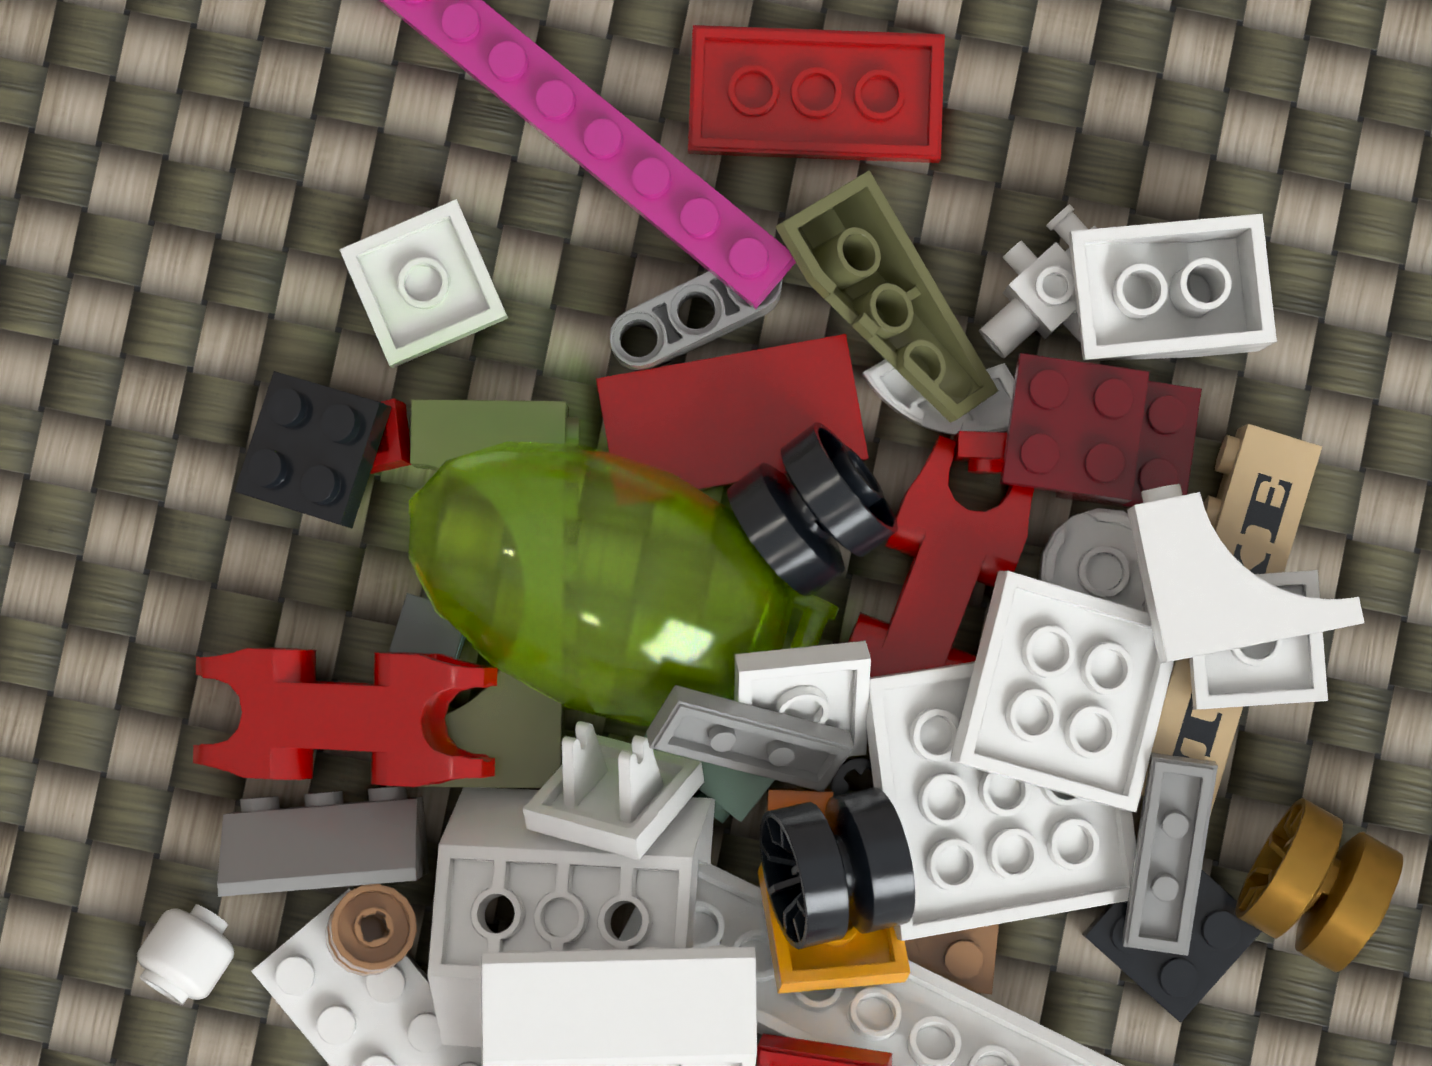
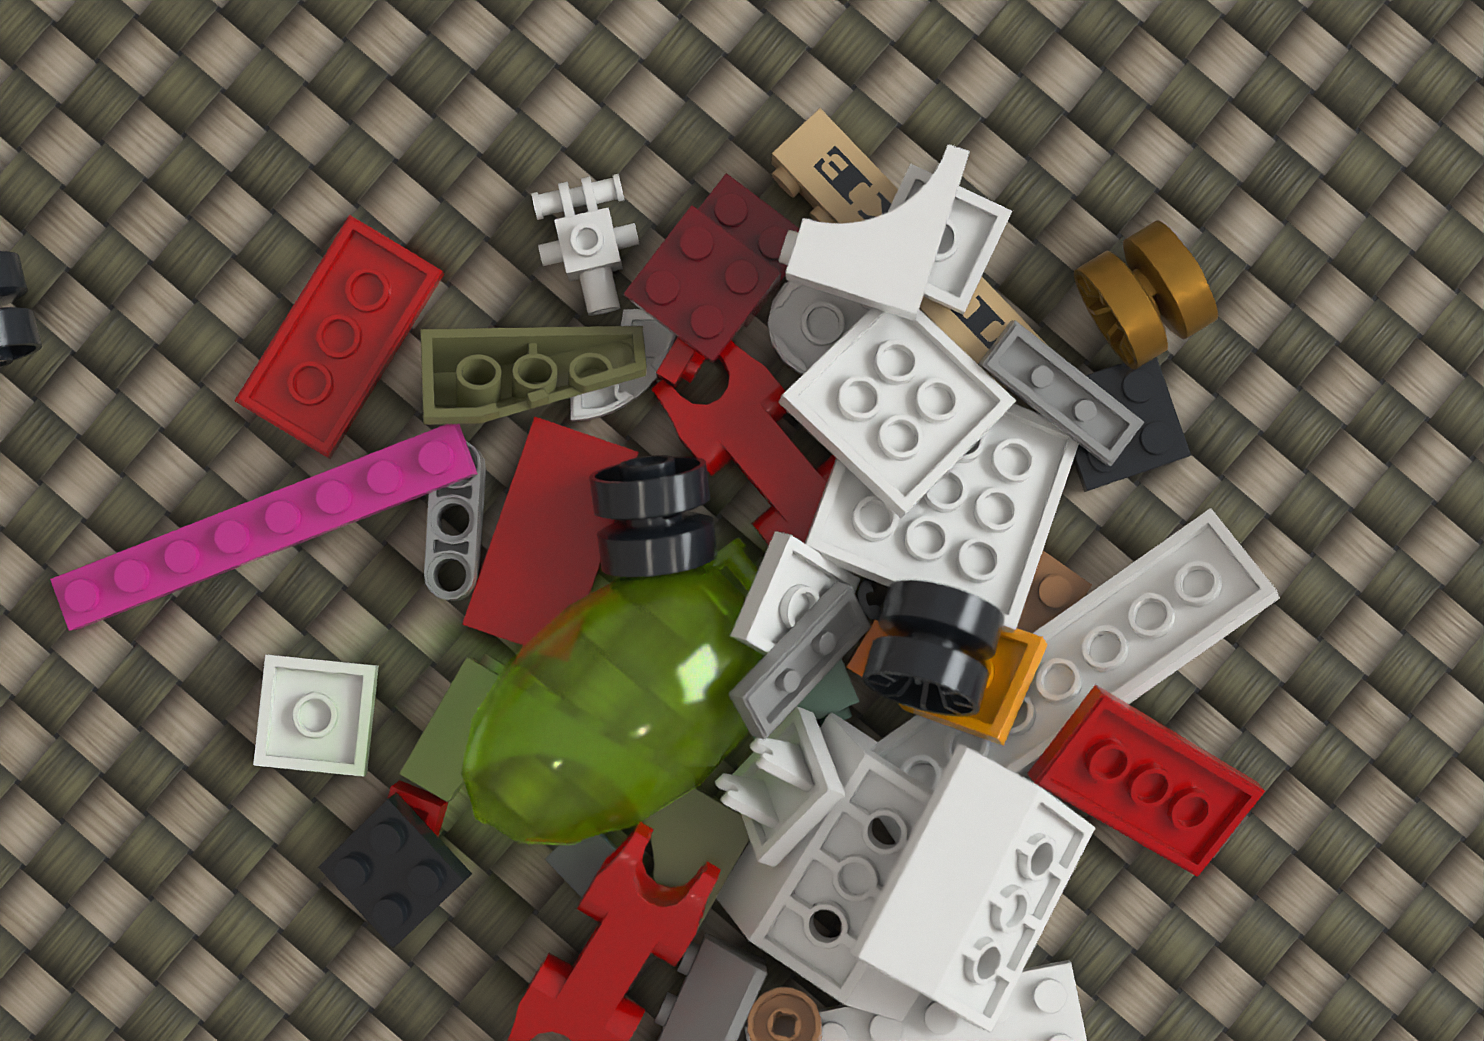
camera: 65 degrees left, 0 degrees up
(1173, 289) = (639, 152): white slope -> none

